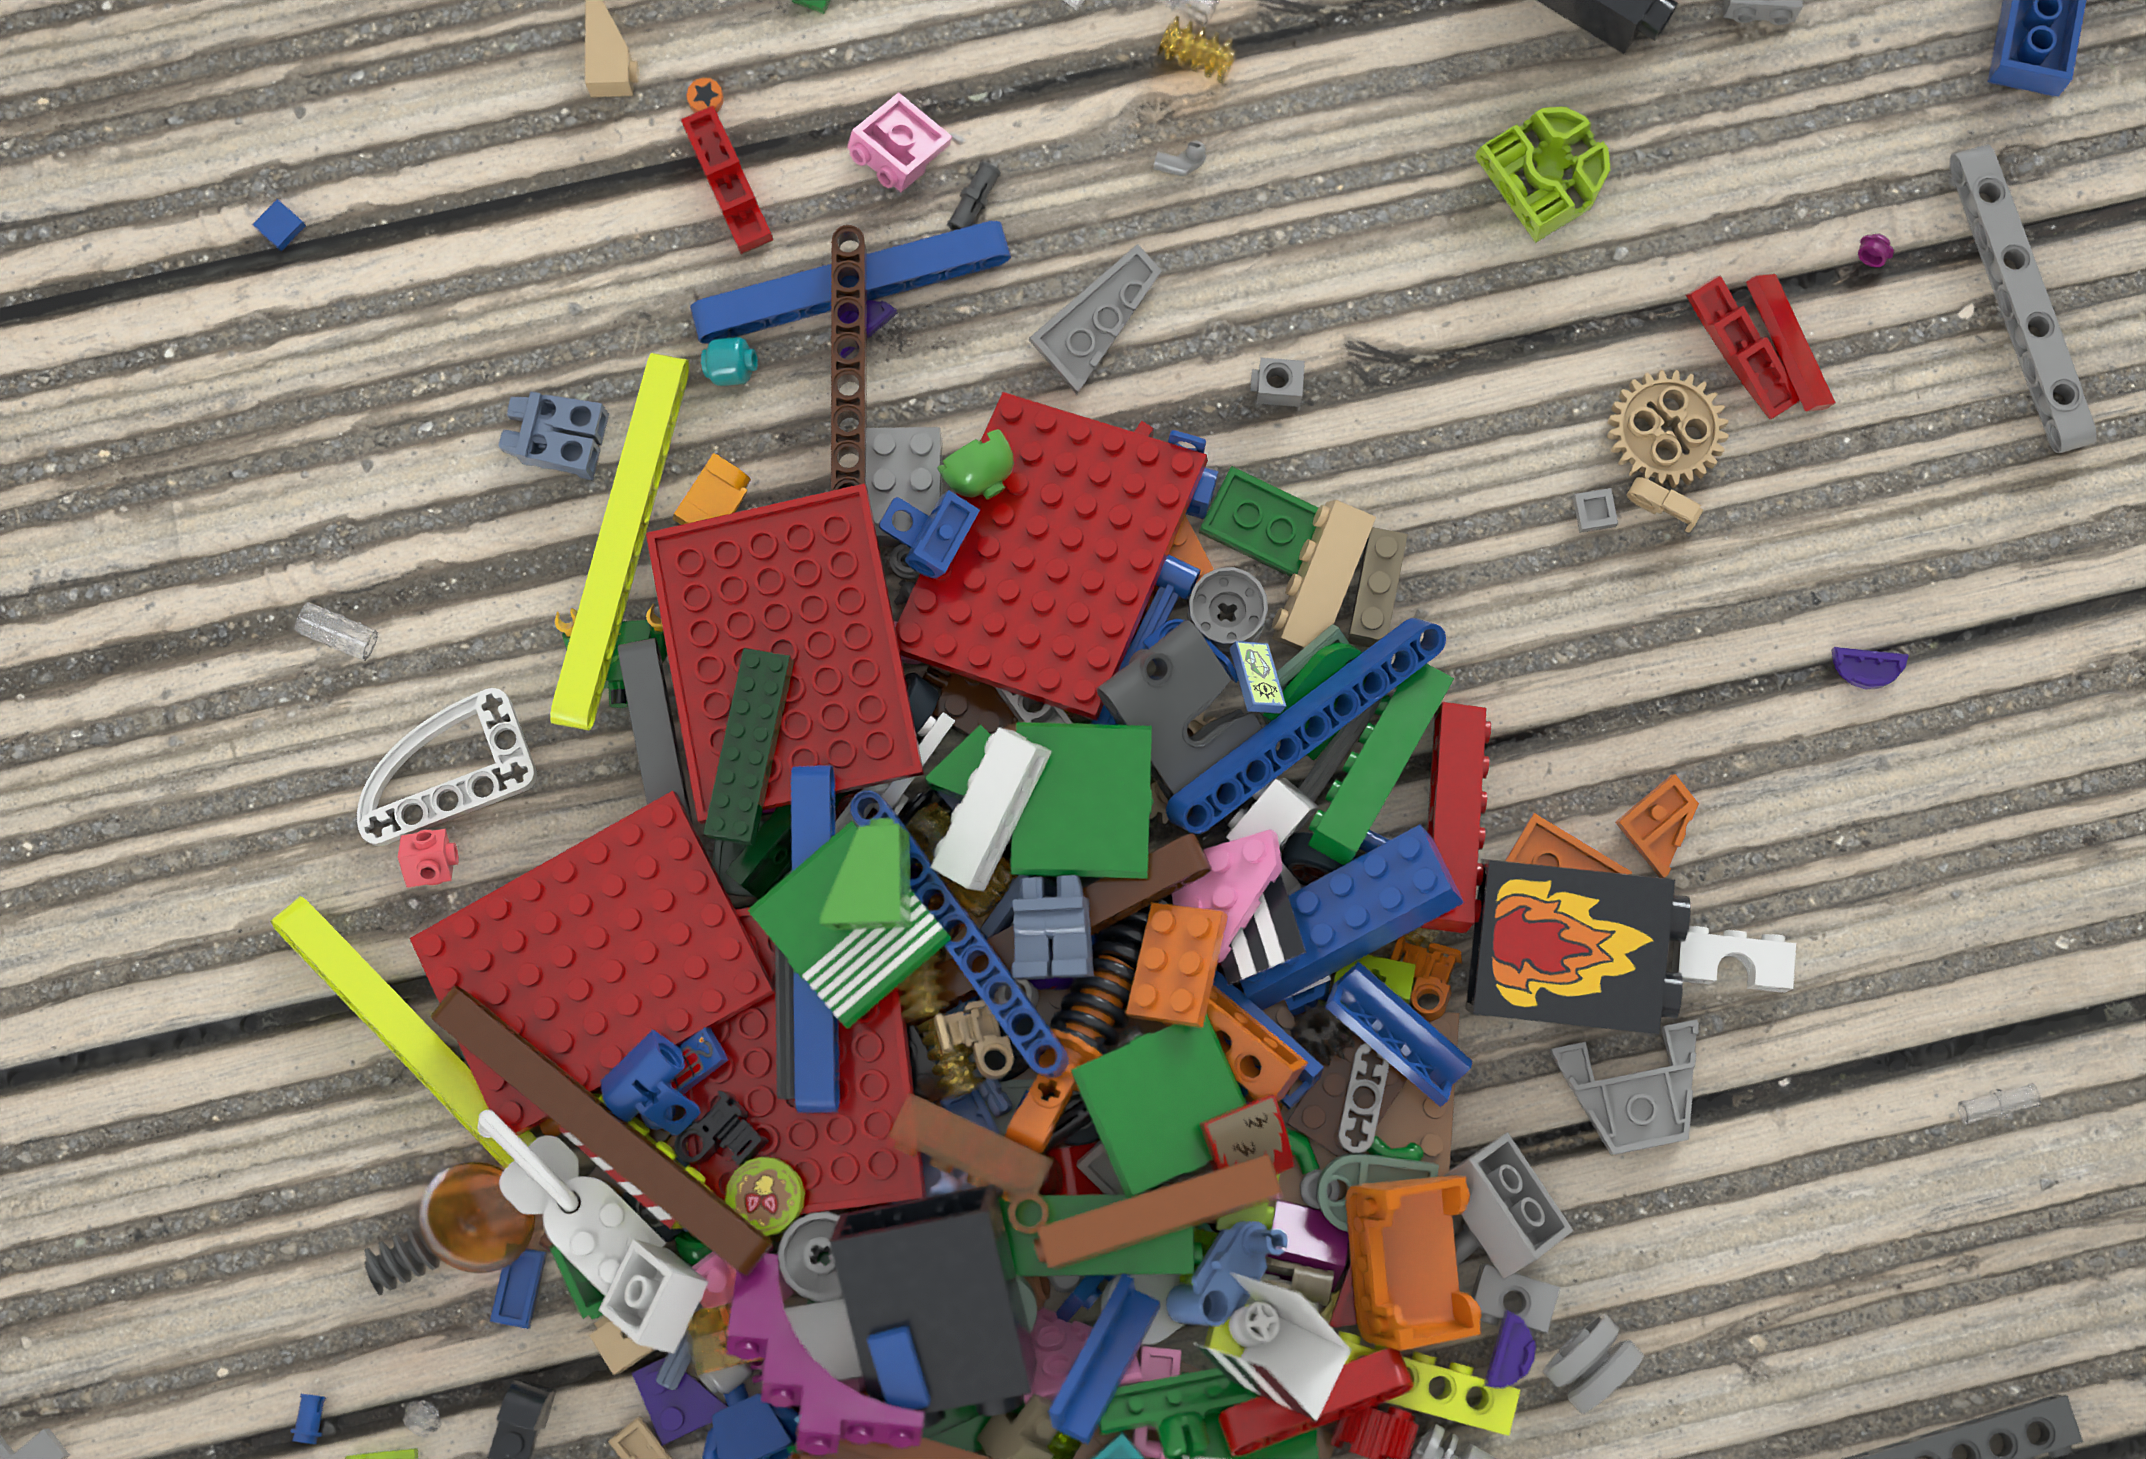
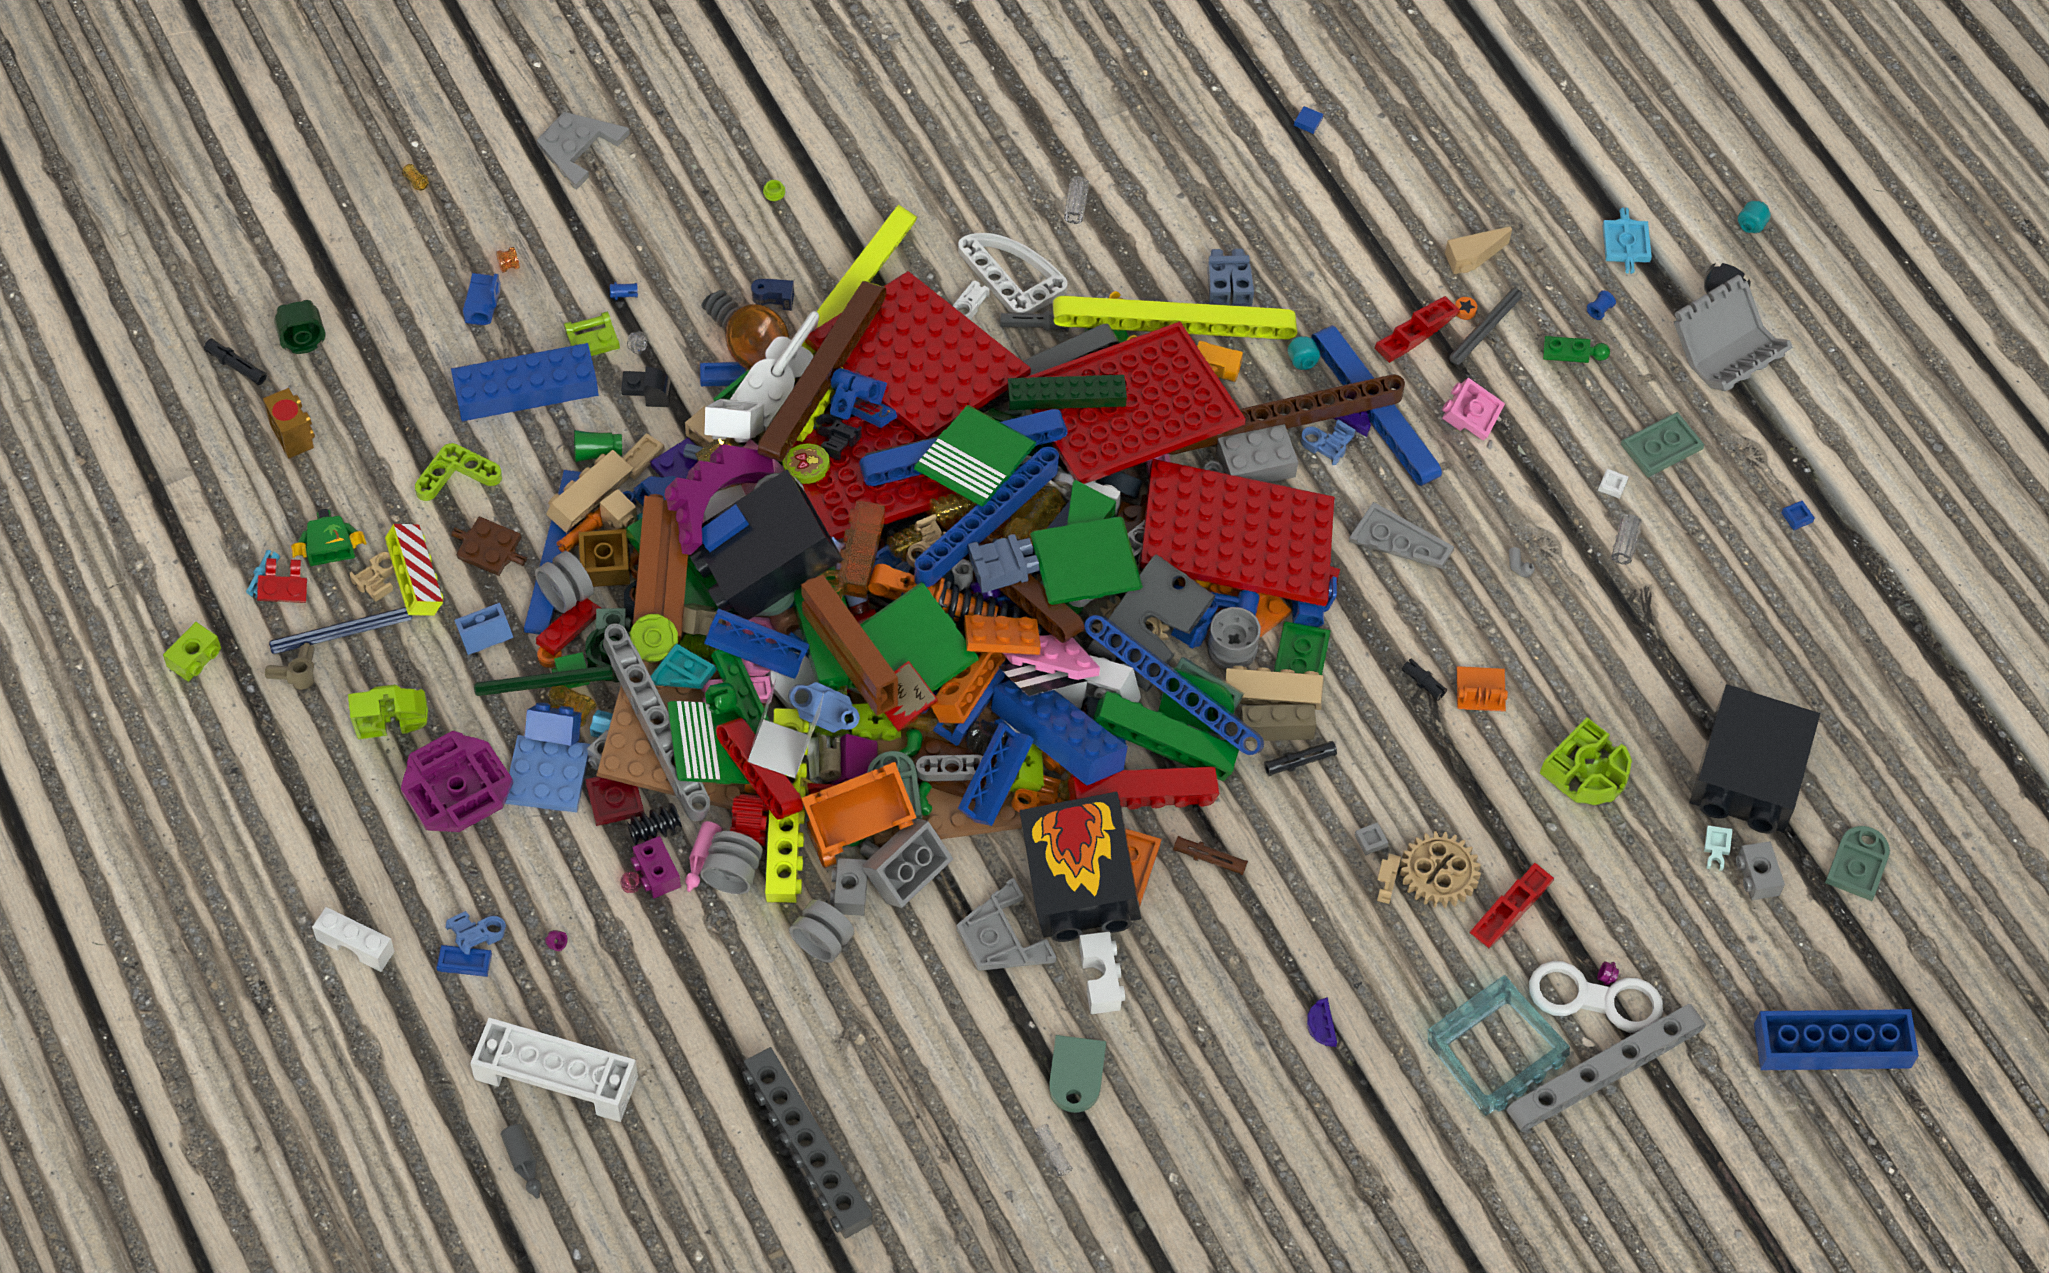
camera: 70 degrees right, 20 degrees down
(174, 1119) = (774, 190): none -> lime plate
(381, 1167) = (773, 292): none -> dark blue leg
(427, 857) = (957, 270): coral brick -> none
(484, 849) = (972, 298): none -> white piece
(539, 801) = (1030, 320): none -> dark grey pin
(747, 77) = (1485, 326): none -> dark grey axle
(873, 881) = (1002, 447): bright green slope -> none
(905, 370) = (1329, 446): none -> medium blue piece
(932, 537) = (1228, 465): blue piece -> none
(974, 196) = (1469, 460): dark grey pin -> none
(979, 467) = (1277, 478): bright green cylinder -> none
(990, 809) = (1064, 509): white brick -> none
(1197, 50) = (1594, 555): clear yellow piece -> none
(1256, 1315) = (802, 719): white wheel -> none
(1257, 677) = (1195, 651): tile -> none
(1290, 370) = (1393, 652): light grey brick -> none
(1346, 356) = (1424, 679): none -> black pin
(1379, 280) = (1481, 689): none -> orange hinge
(1440, 581) = (1274, 766): none -> black pin
(1512, 1353) = (816, 882): dark purple tile -> none
(1564, 760) = (1182, 844): none -> reddish brown pin
(1660, 823) = (1177, 915): orange wing -> none
(1705, 37) = (1717, 843): none -> light aqua plate
(1790, 342) = (1524, 932): red tile -> none
(1877, 1036) = (1076, 1070): none -> sand green tile
(1906, 278) = (1594, 996): none -> white bar
(1906, 461) = (1472, 1013): none -> clear light blue windscreen

